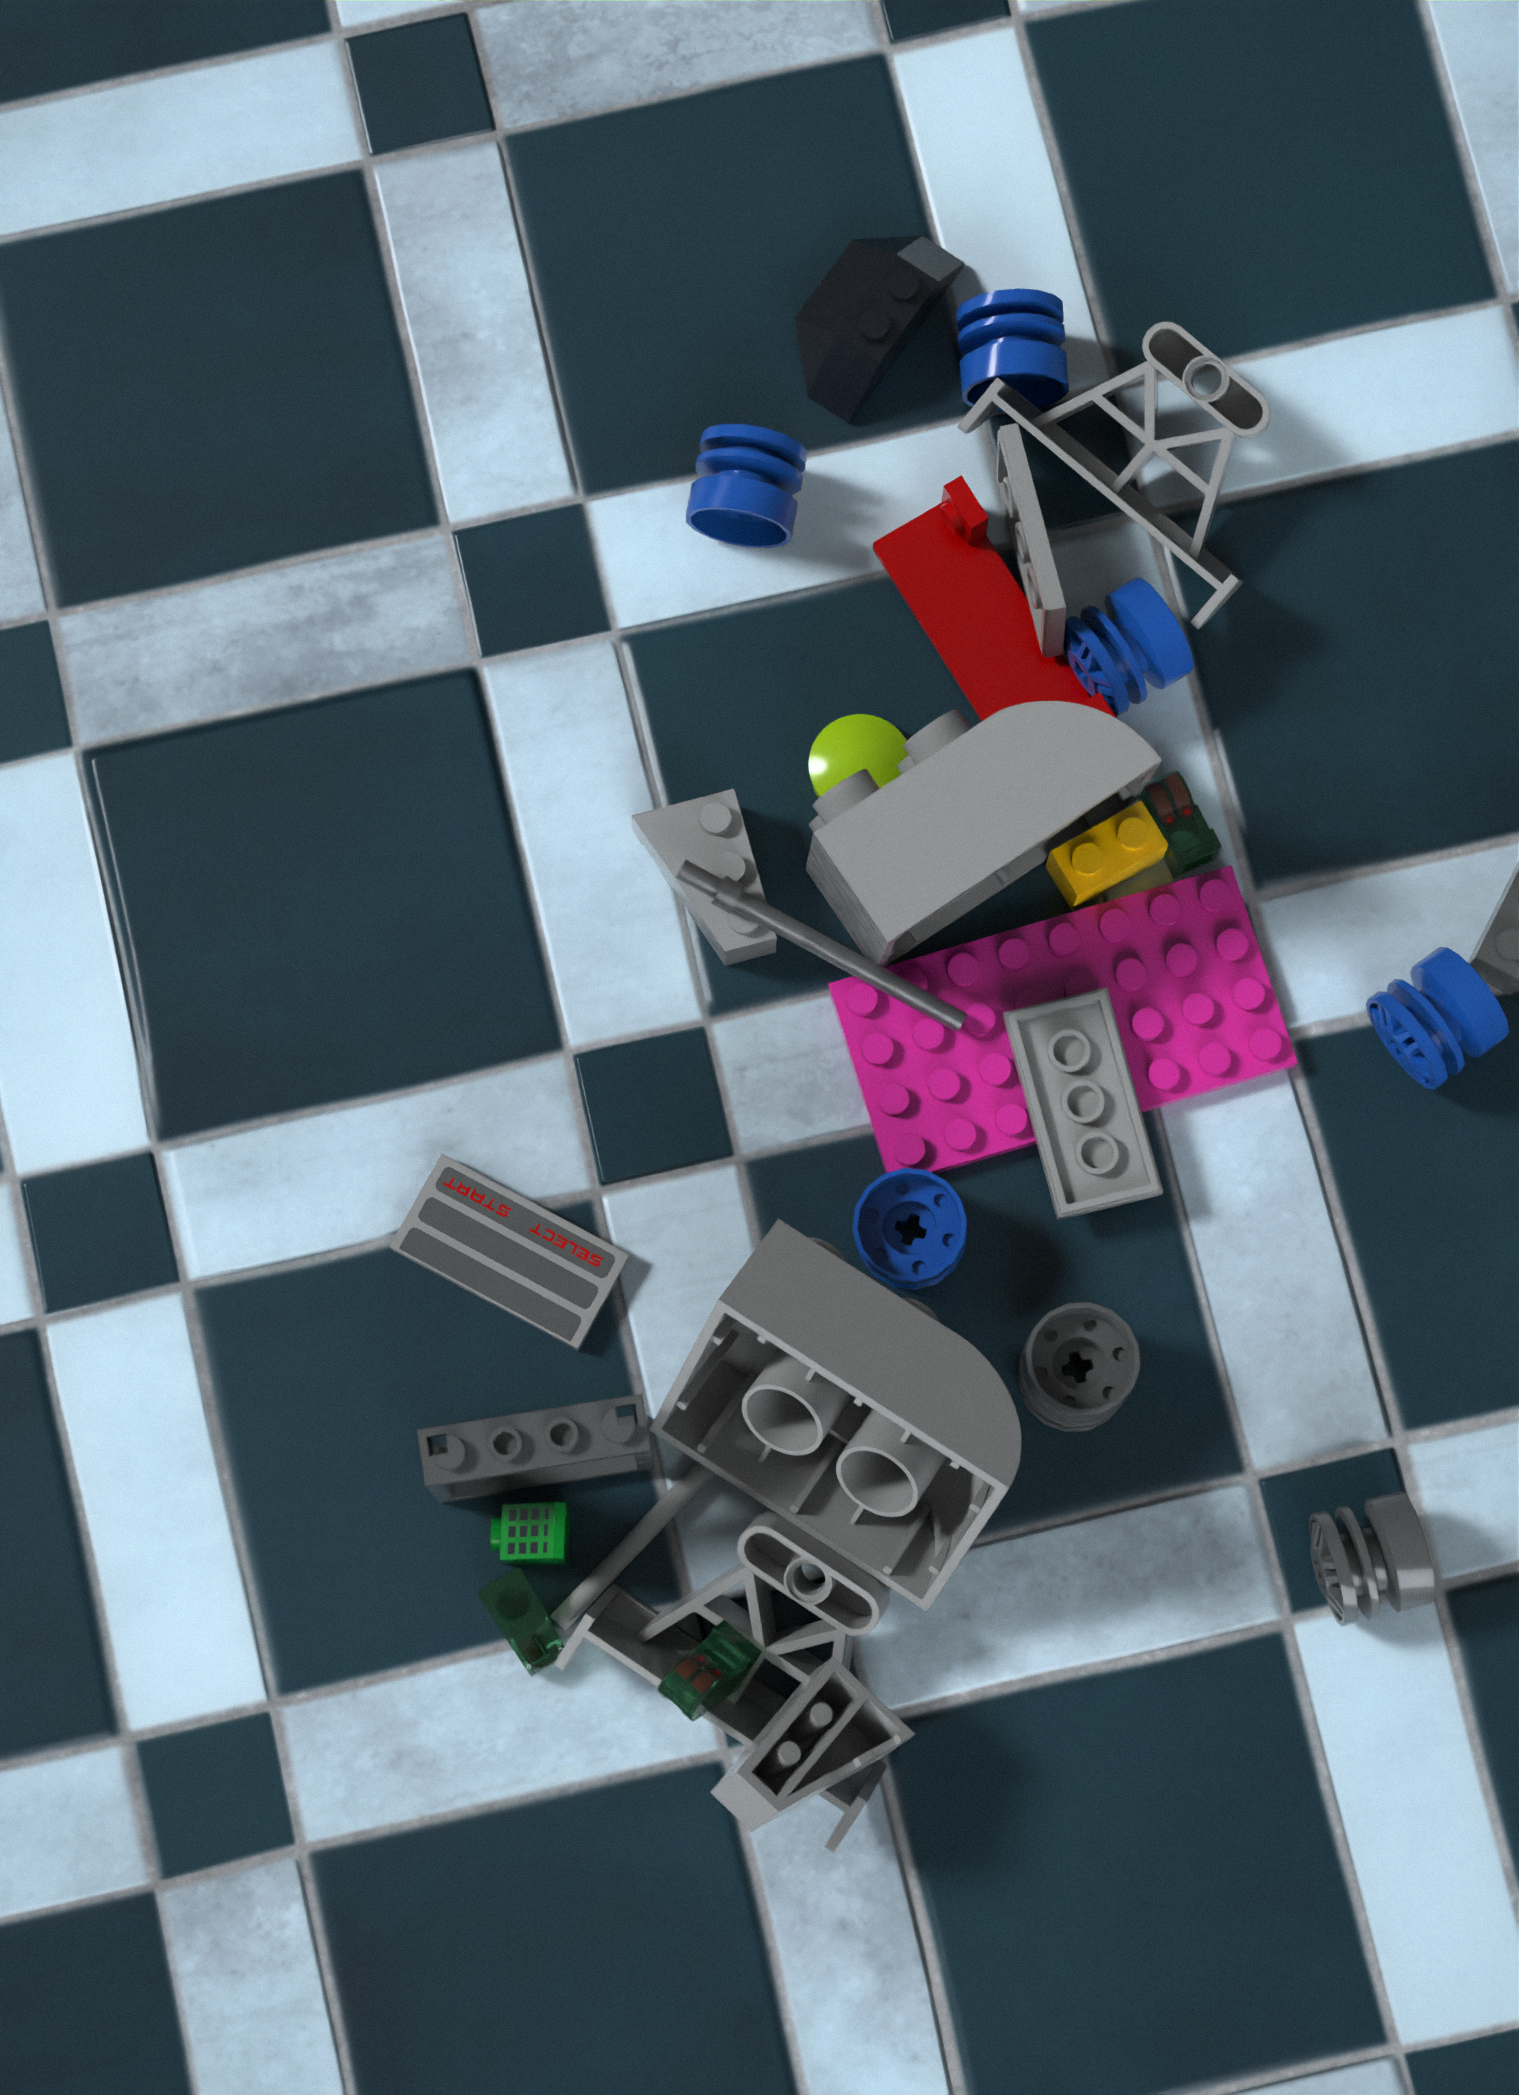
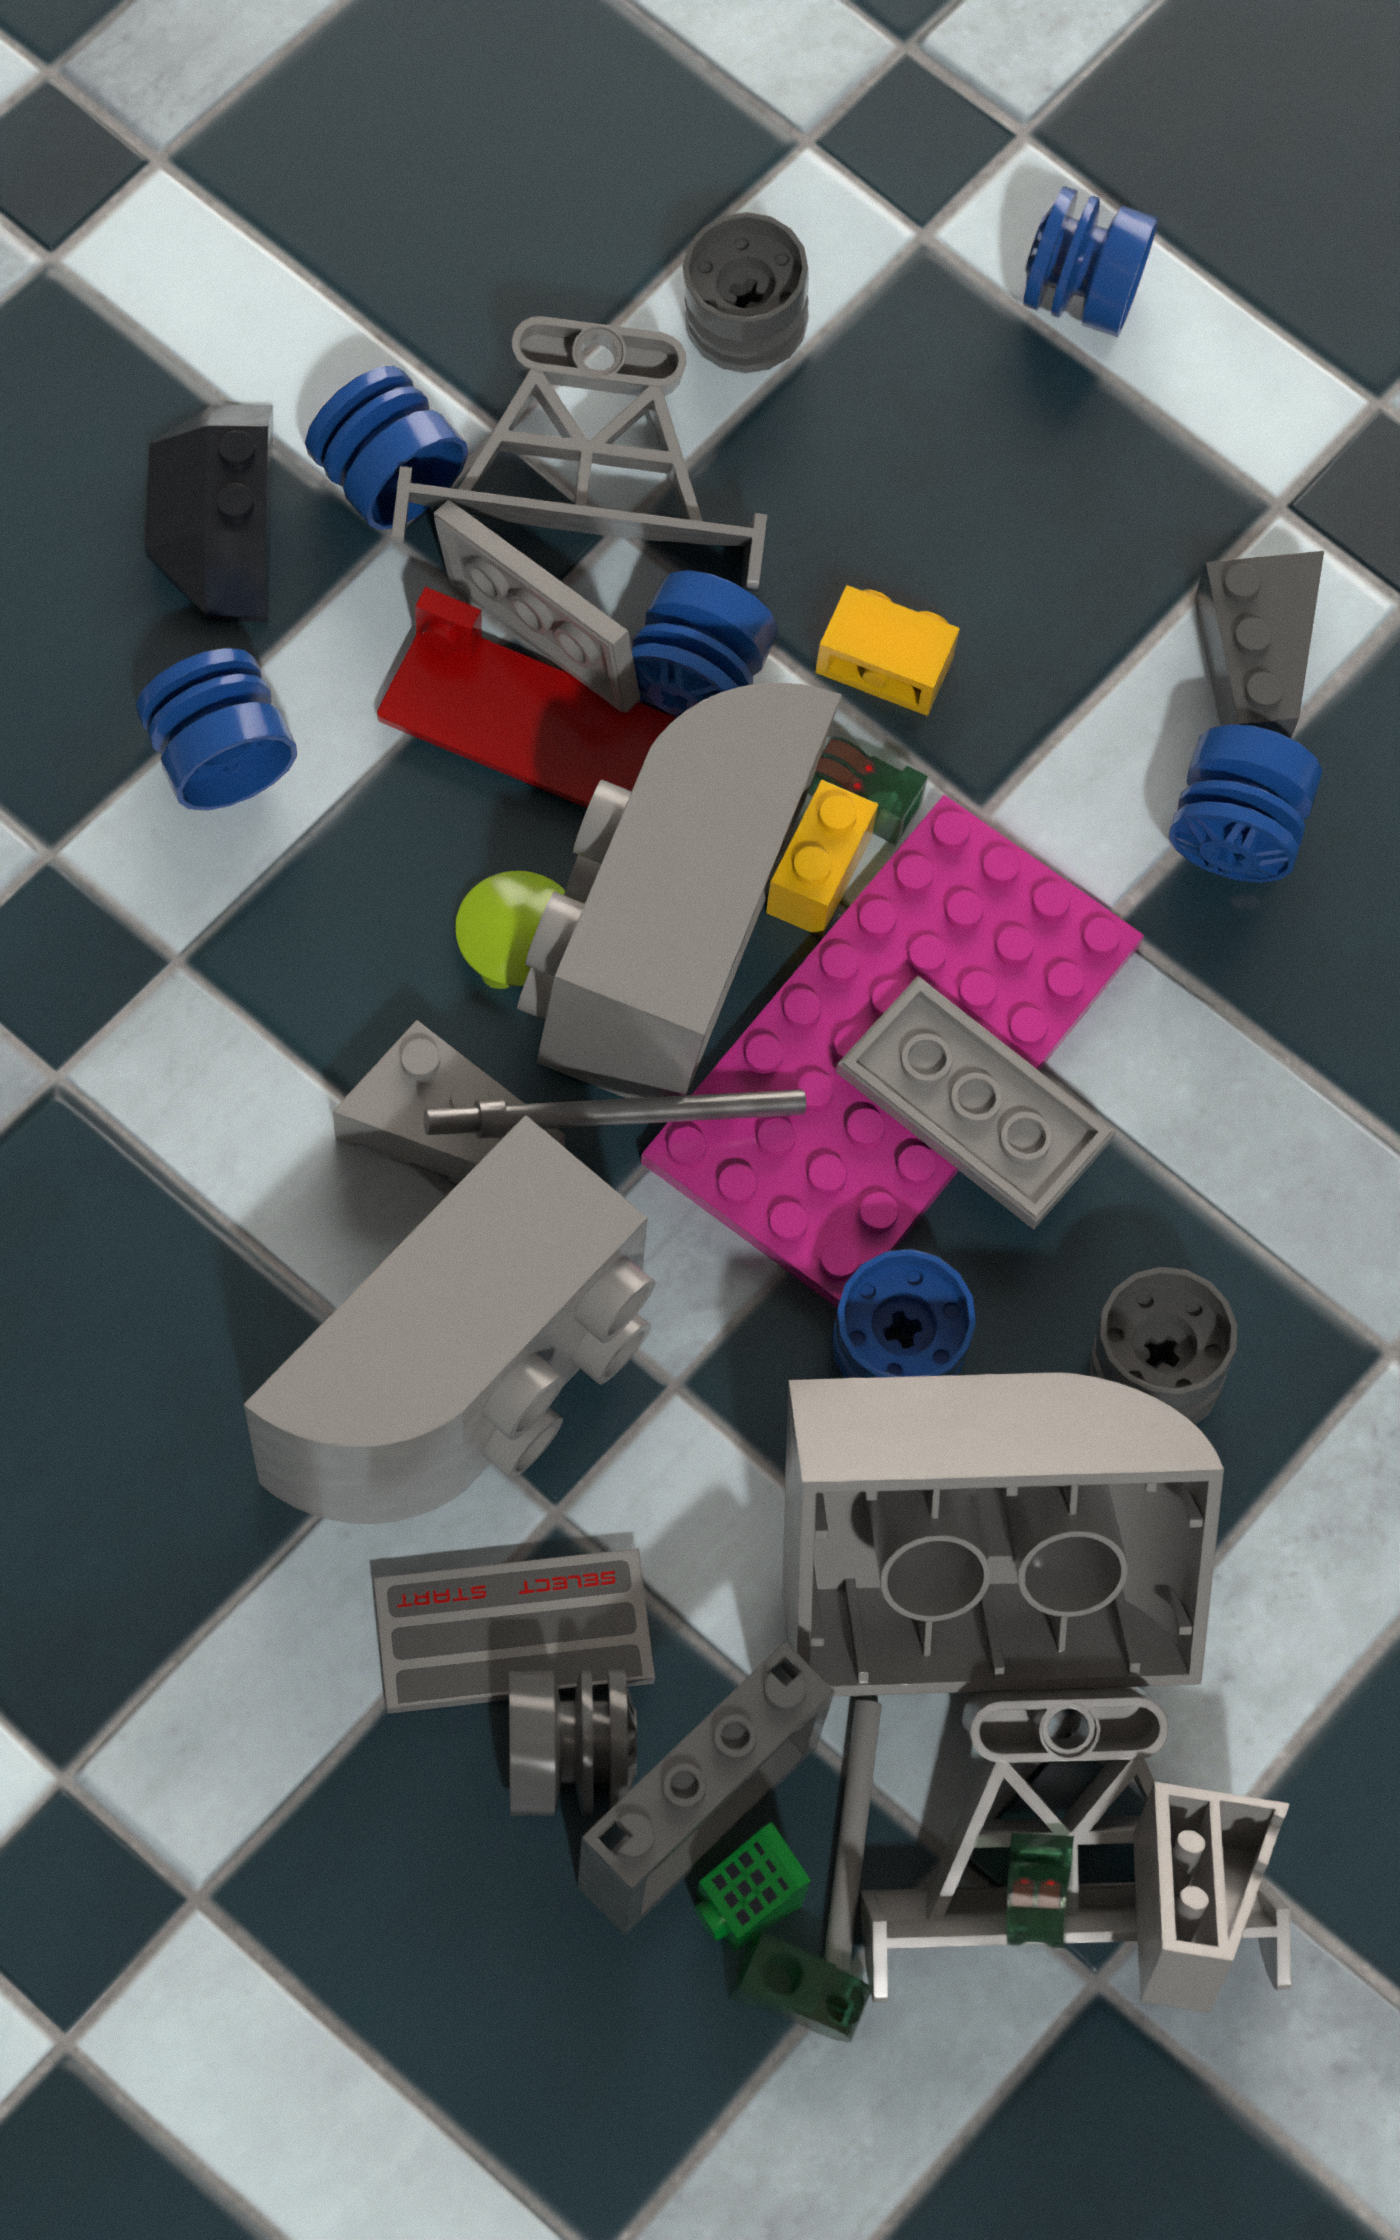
camera: 40 degrees left, 10 degrees down
(482, 1353) = (568, 1741): none -> dark grey wheel
(594, 1036) = (459, 1341): none -> light grey brick
(1269, 731) = (887, 649): none -> yellow brick
(1363, 369) = (746, 292): none -> dark grey wheel

